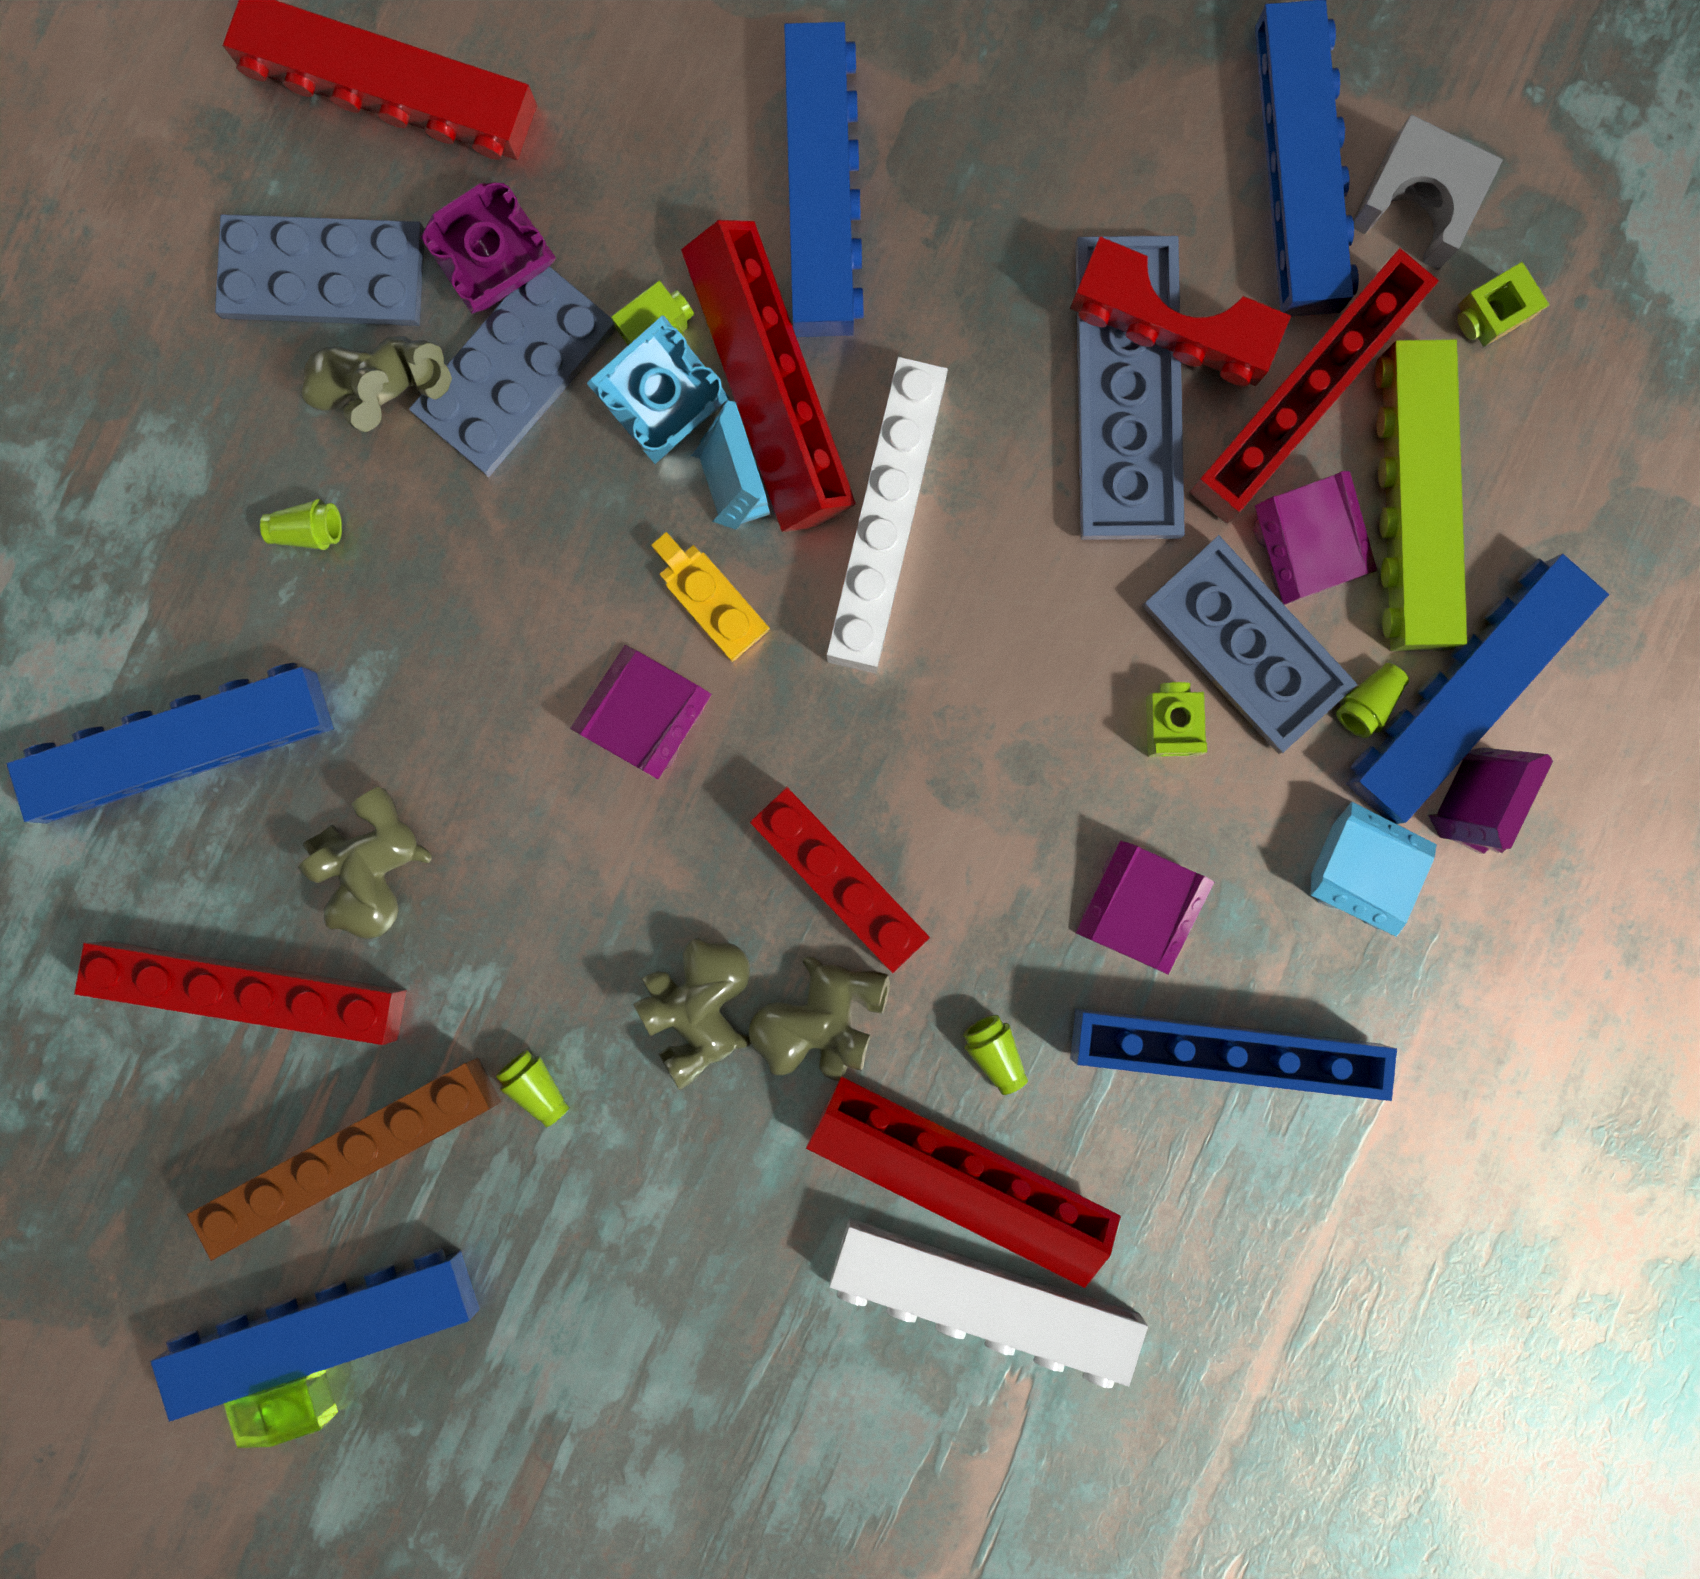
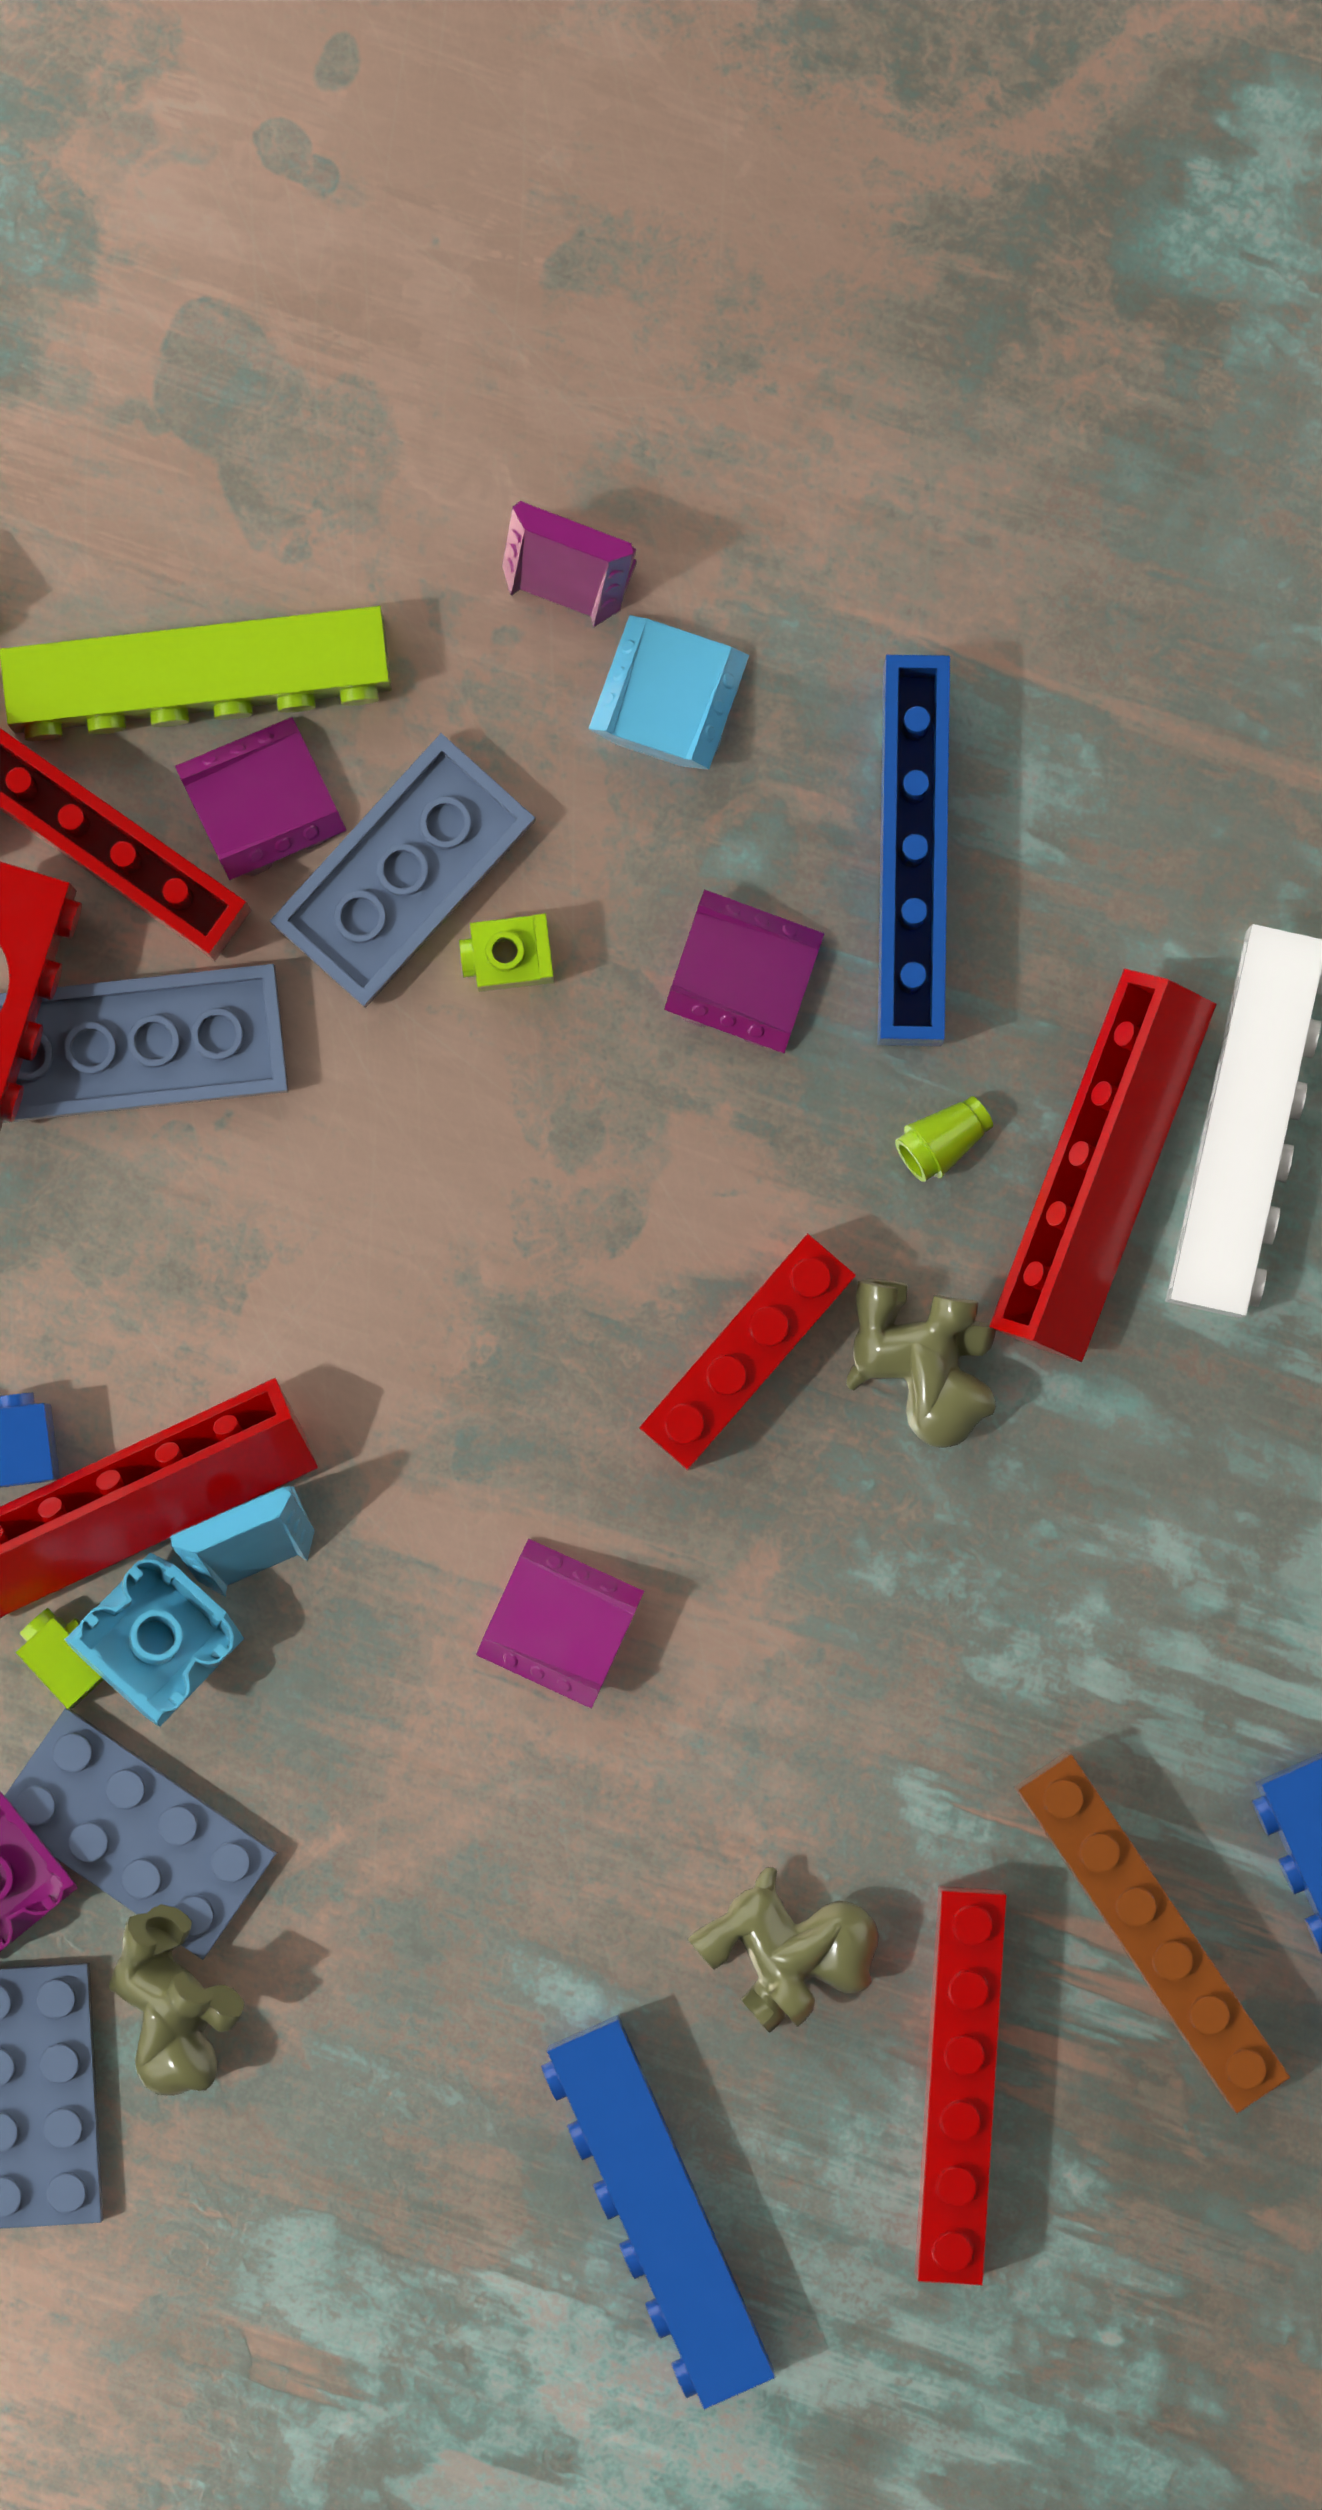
camera: 95 degrees left, 0 degrees up
(303, 525) = (365, 2078): lime cone -> none
(532, 1088) = (1042, 1711): lime cone -> none
(709, 598) = (407, 1552): yellow hinge -> none
(712, 977) = (883, 1498): olive animal -> none
(887, 515) = (285, 1337): white brick -> none
(1372, 701) = (459, 711): lime cone -> none
(1476, 689) = (431, 585): blue brick -> none

